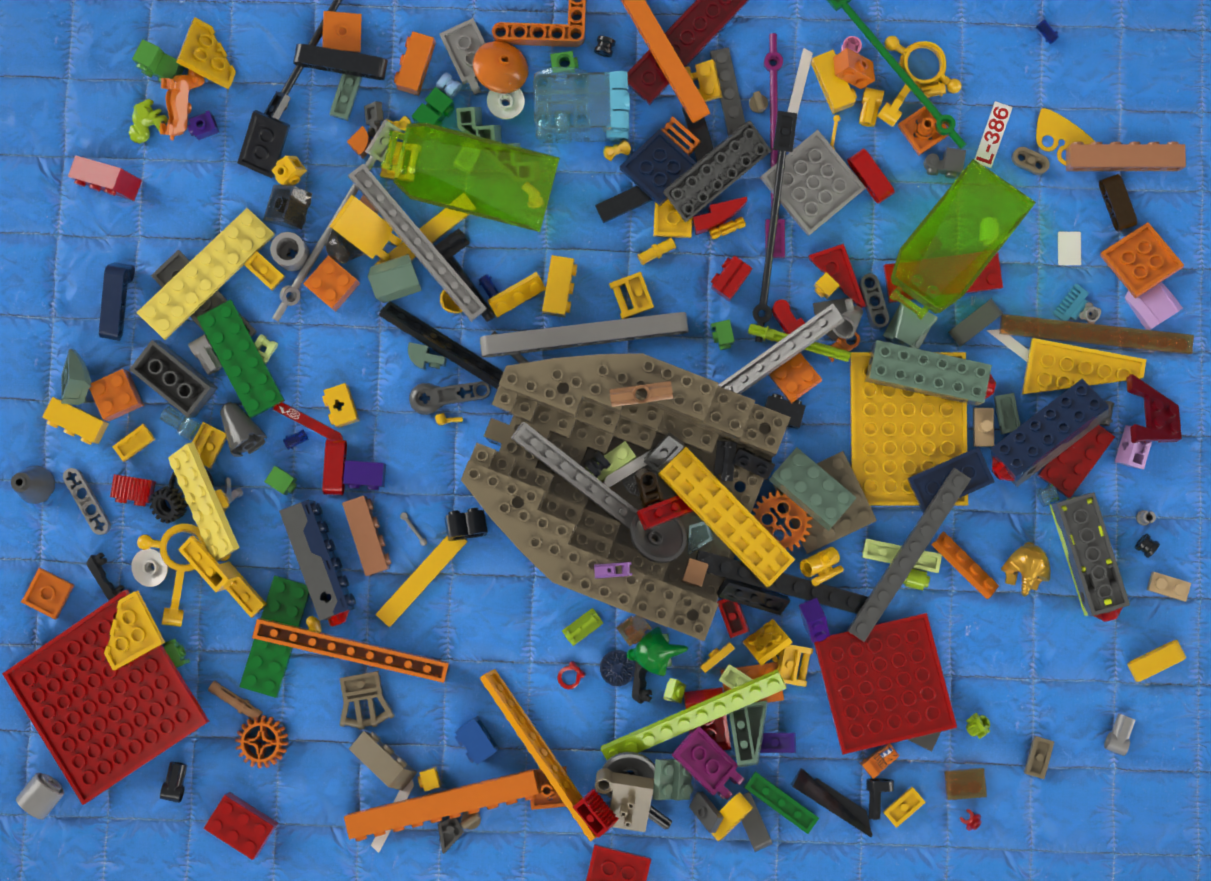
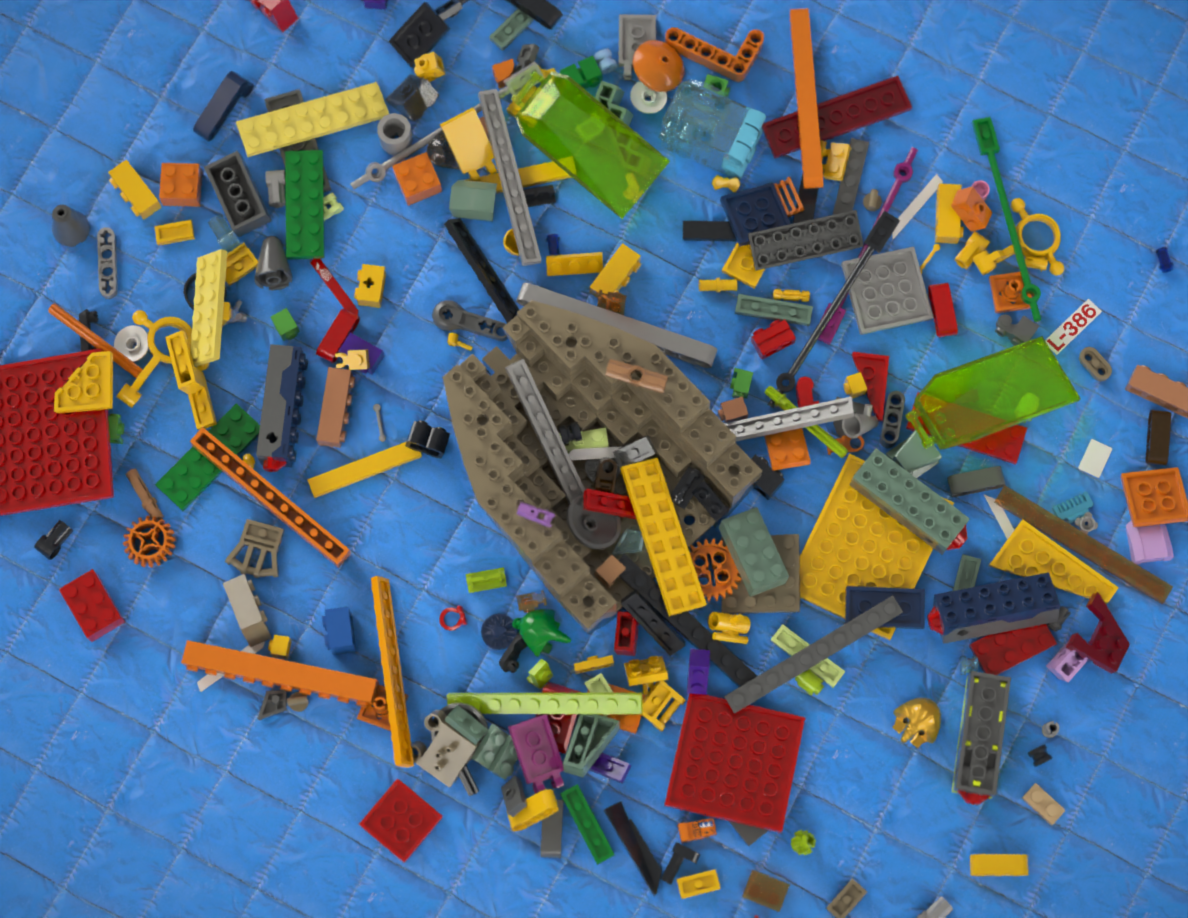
camera: 20 degrees right, 10 degrees down
(47, 593) = (32, 324): orange plate -> none
(74, 380) = (152, 154): sand green slope -> none
(114, 582) = (94, 339): none -> orange axle
(132, 489) = (152, 270): red brick -> none
(162, 510) = (184, 299): black tyre -> none
(264, 270) = (364, 141): yellow plate -> none
(295, 439) = (316, 296): clear blue pin -> none
(362, 484) = (355, 359): none -> yellow plate
(414, 63) = (585, 29): orange brick -> none
(420, 357) = (463, 278): sand green brick -> none
(488, 315) = (540, 268): black axle -> none
(572, 316) = (612, 301): none -> clear orange plate
(595, 813) = (413, 742): red brick -> none
(604, 46) = (759, 90): black wheel -> none
(634, 773) = (466, 724): none -> sand green plate
(637, 292) = (682, 314): yellow plate -> none
(717, 215) = (790, 279): red slope -> none
(718, 250) = (773, 309): none -> sand green plate
(728, 363) = (733, 410): none -> nougat brick
(965, 565) = (862, 692): orange plate -> none
(983, 427) = (939, 577): tan tile -> none
(1058, 128) = (1135, 348): yellow piece -> none

